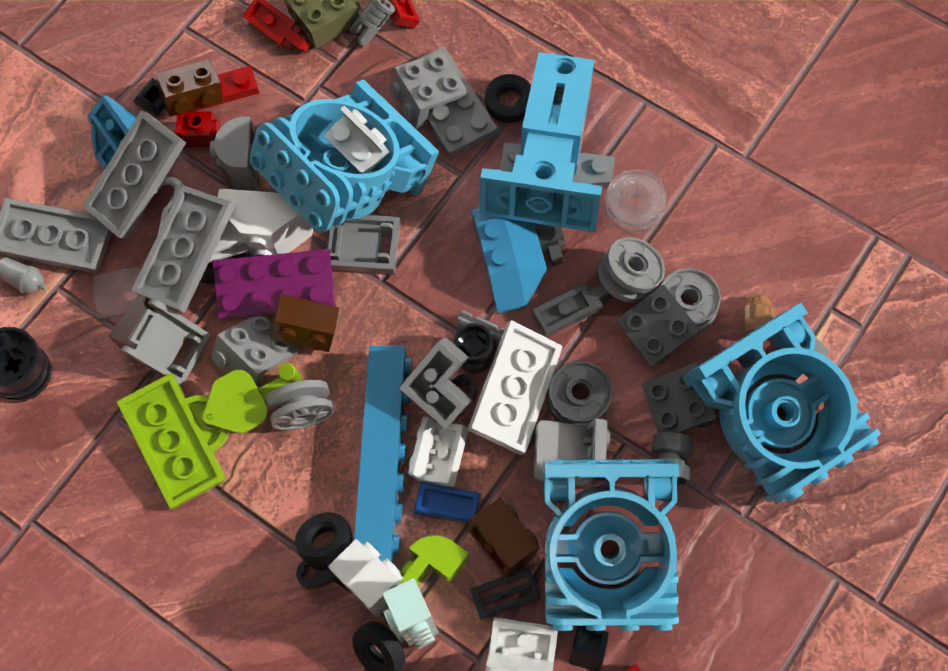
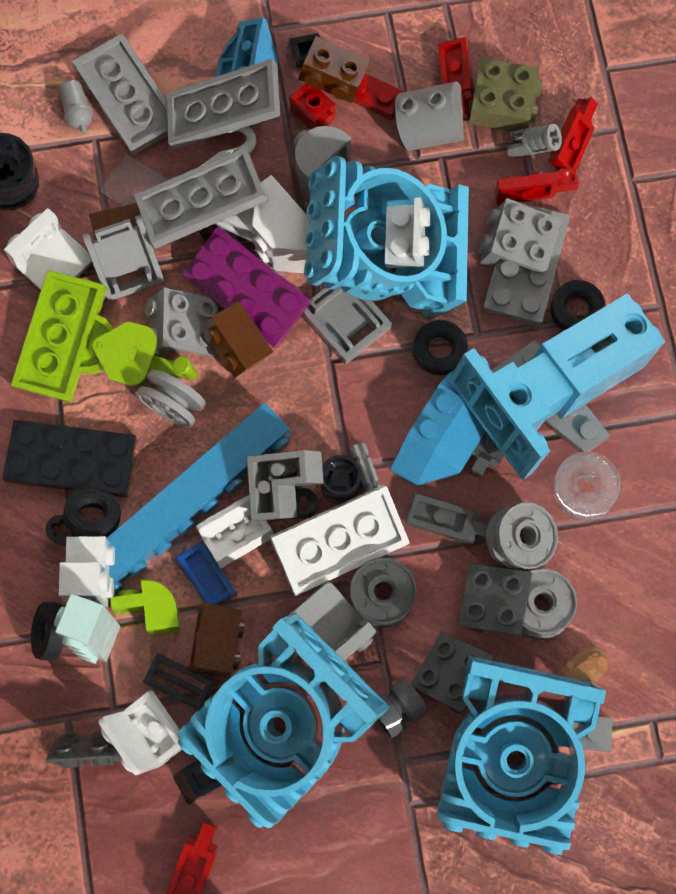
camera: 40 degrees right, 5 degrees up
(97, 391) = (45, 248): none -> white bracket
(264, 519) = (69, 458): none -> black plate
(286, 63) = (430, 116): none -> light grey brick
(402, 48) = (535, 186): none -> red hinge
(447, 220) = (436, 329): none -> black tyre

